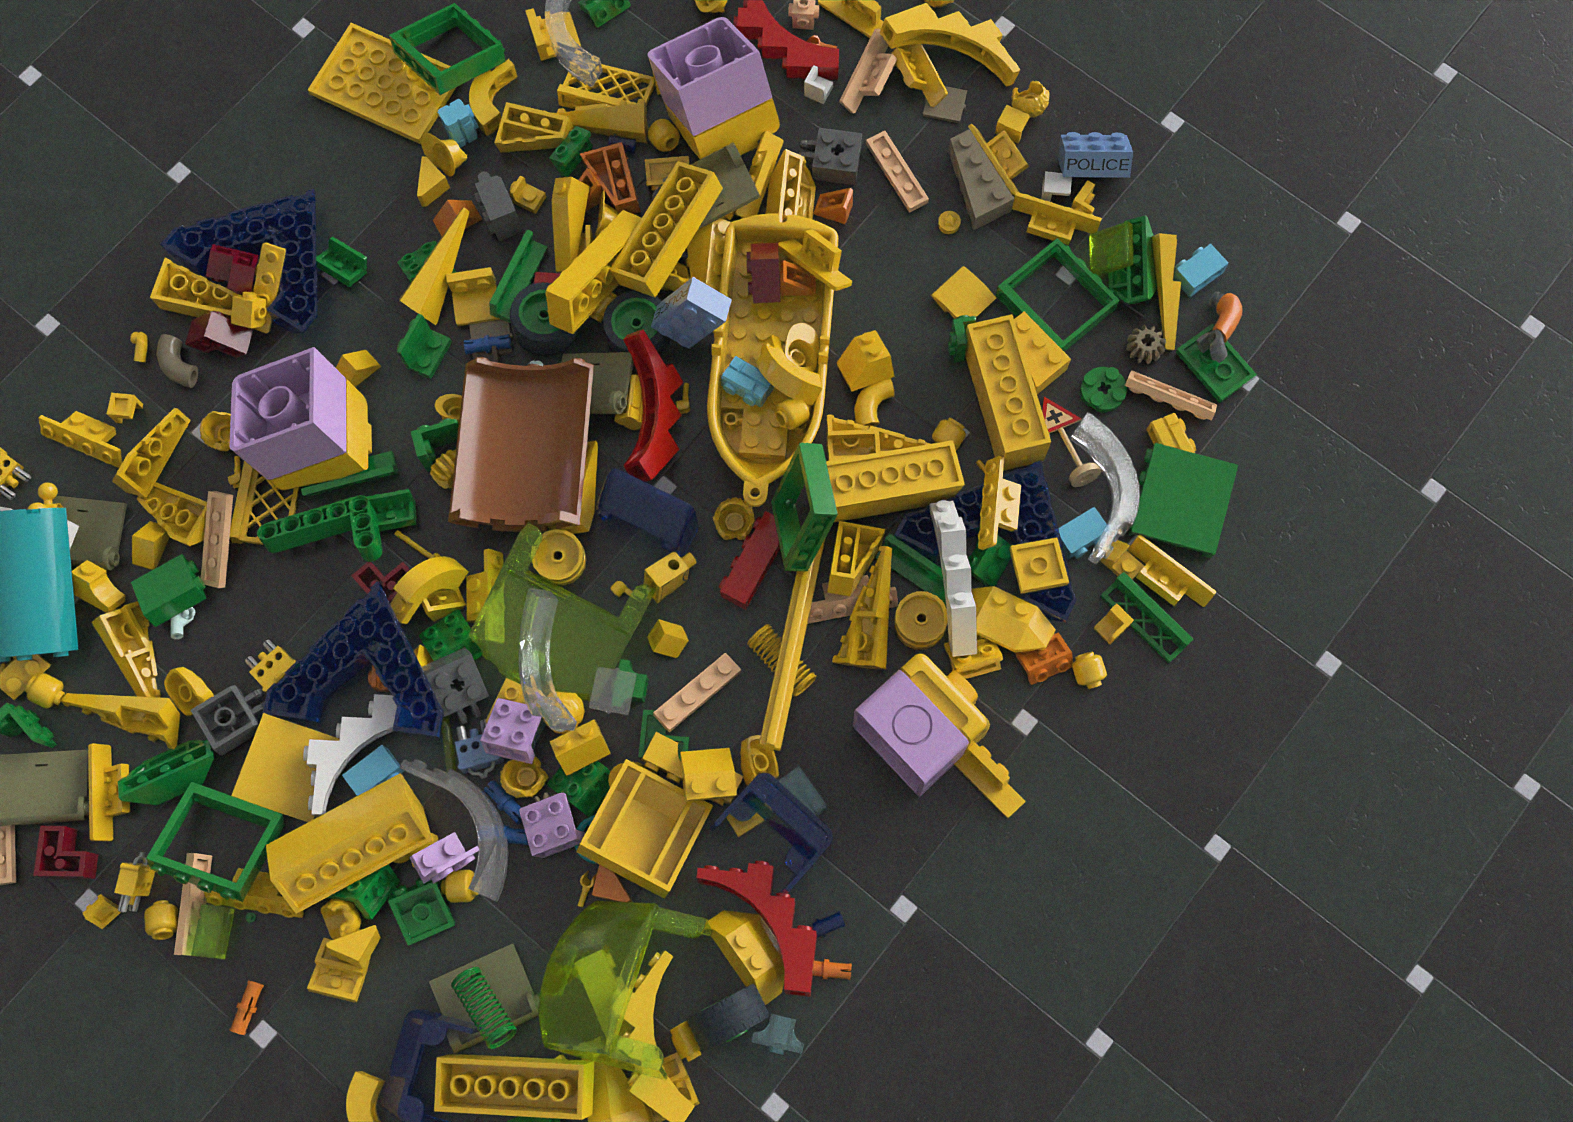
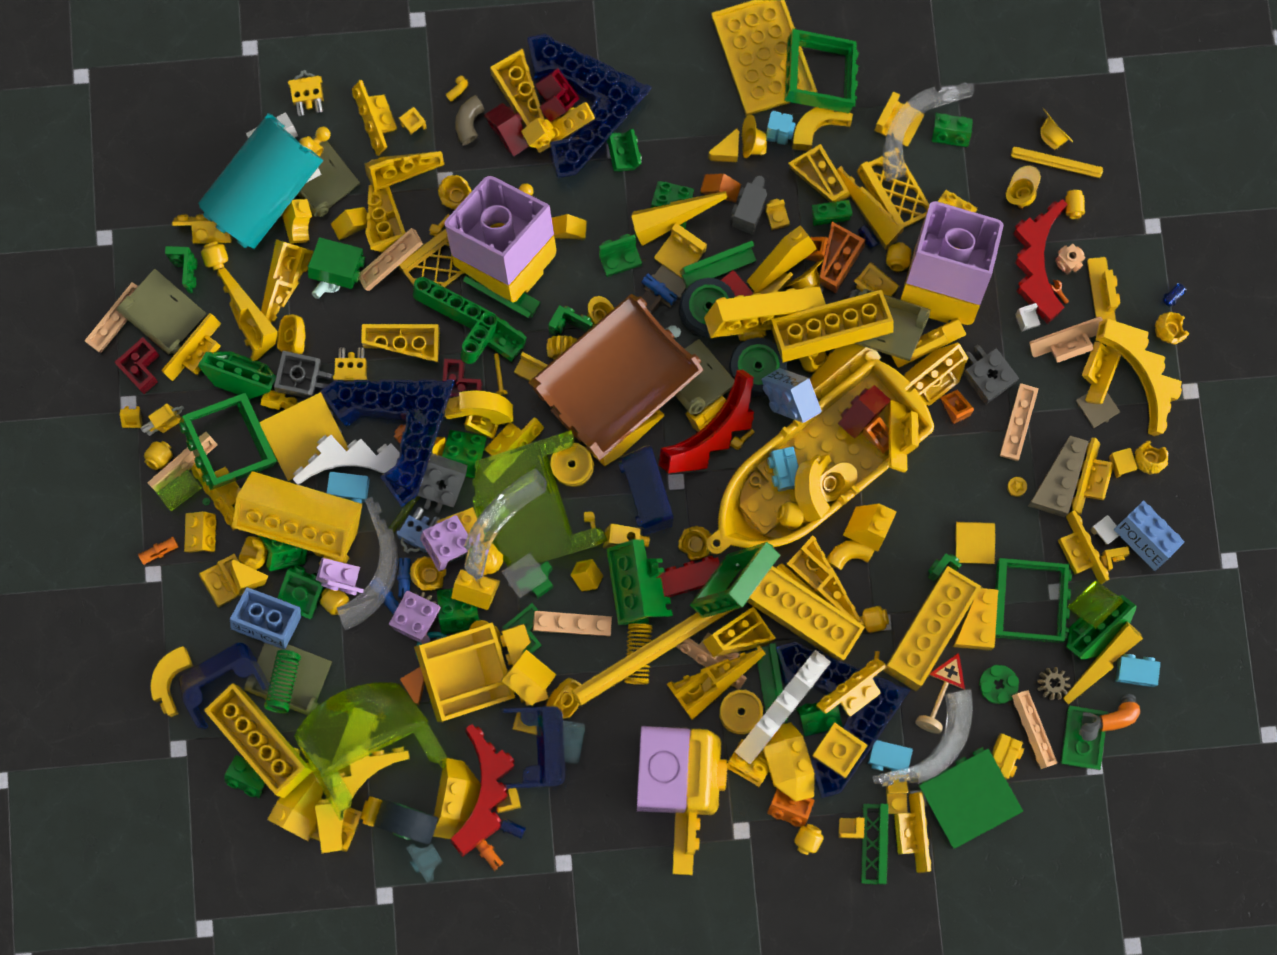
camera: 40 degrees right, 5 degrees up
(230, 762) = (276, 400): none -> yellow plate
(271, 950) = (200, 532): none -> yellow bracket
(301, 590) = (408, 339): none -> yellow wedge
(410, 966) = (265, 618): none -> medium blue brick
(436, 513) = (529, 367): none -> yellow panel
(587, 884) = (403, 670): yellow hand -> none
(717, 600) = (635, 584): none -> green piece
(803, 903) = (512, 801): none -> yellow panel

